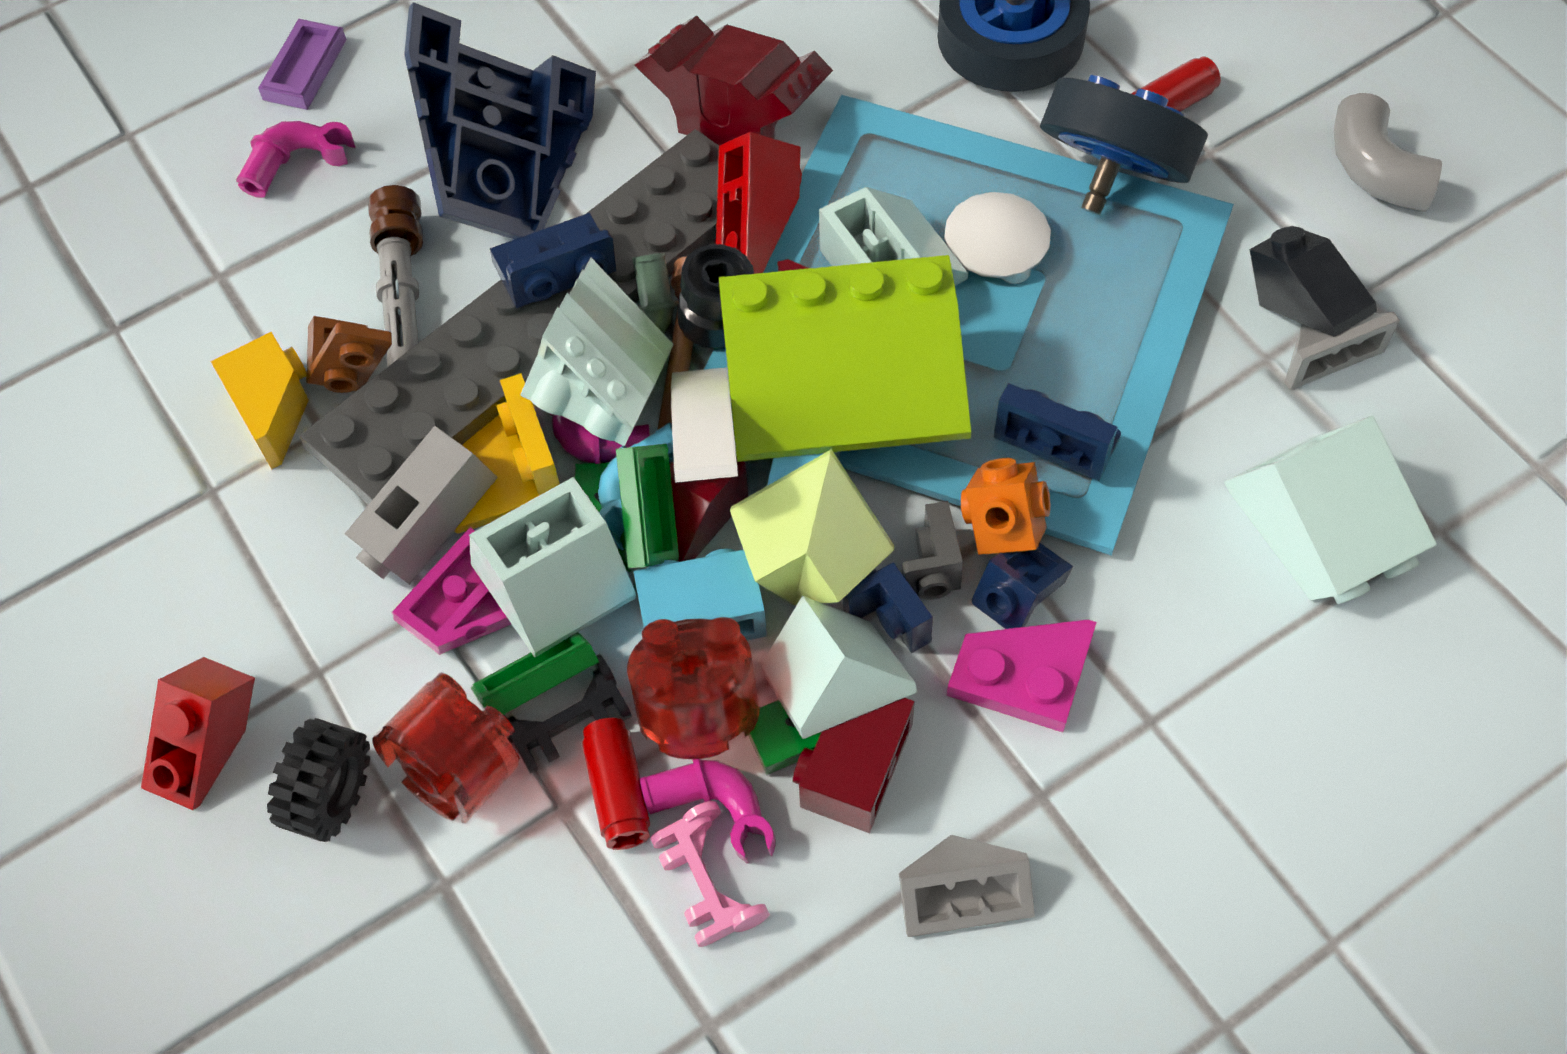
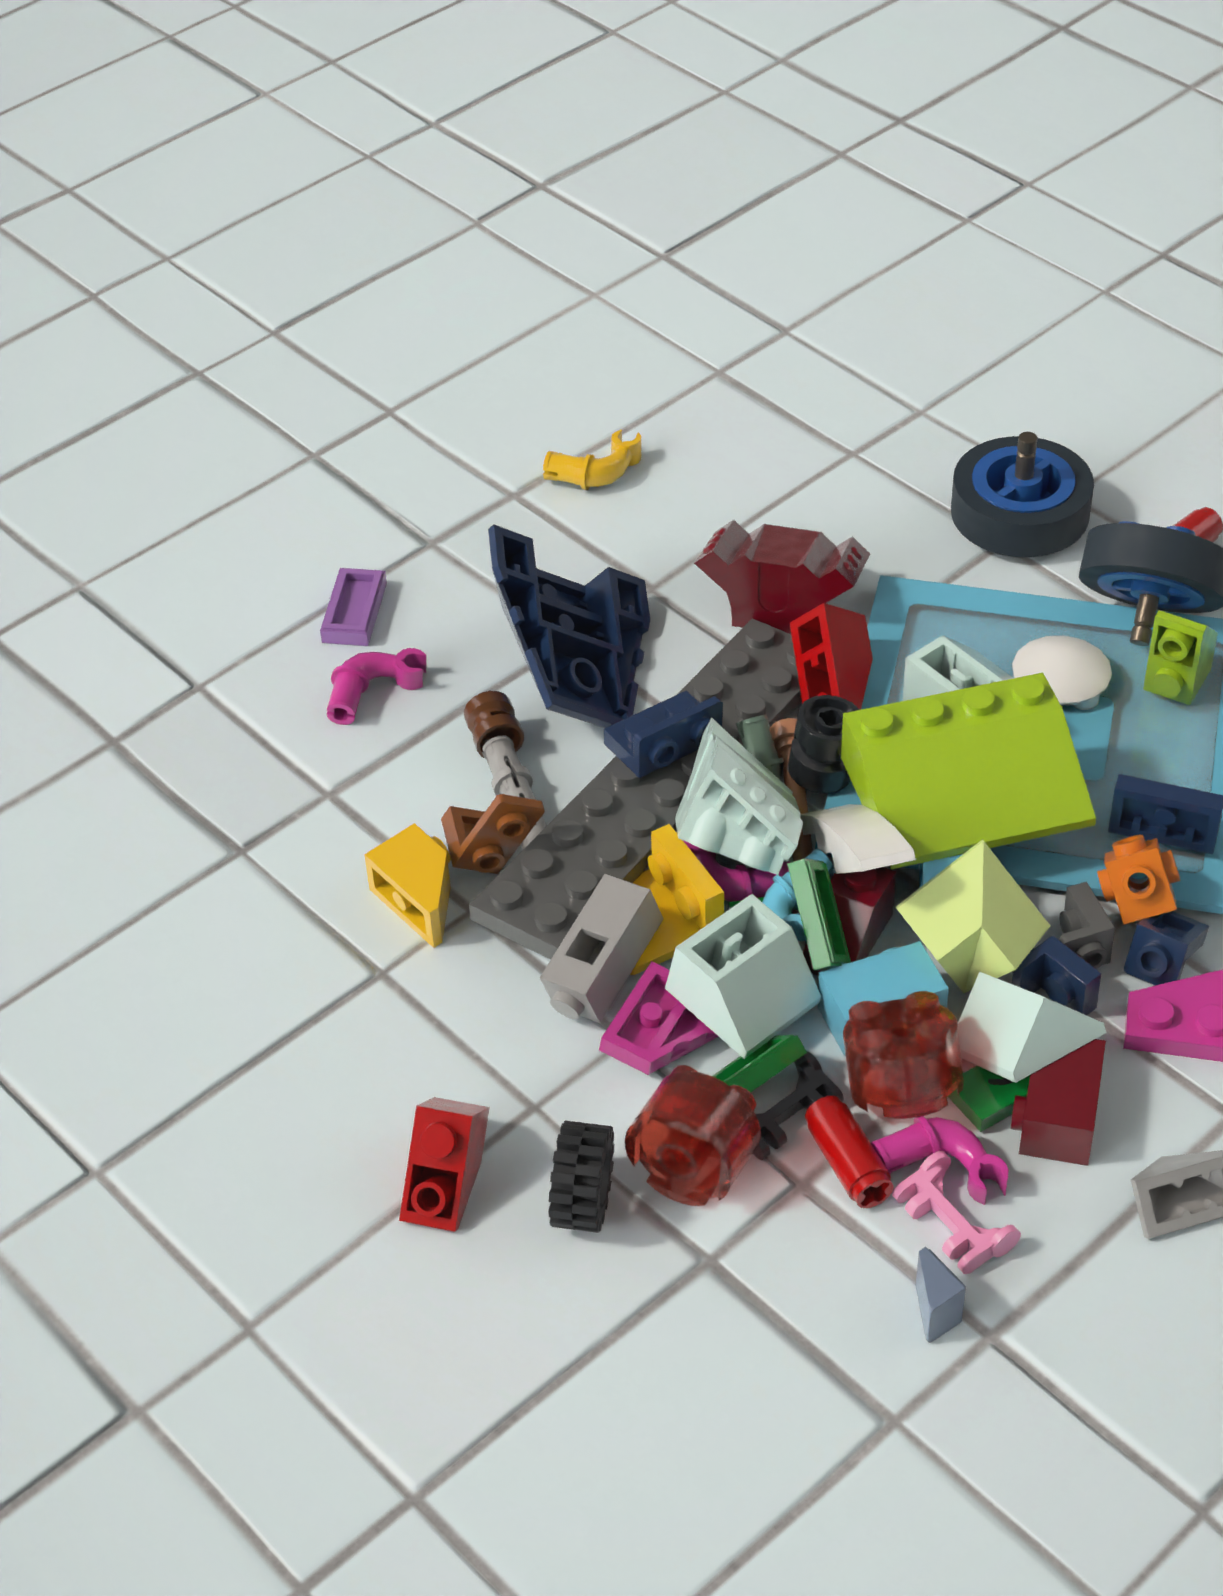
camera: 10 degrees left, 15 degrees down
(656, 981) = (939, 1295): none -> sand blue slope
(1122, 239) = (1179, 657): none -> lime slope

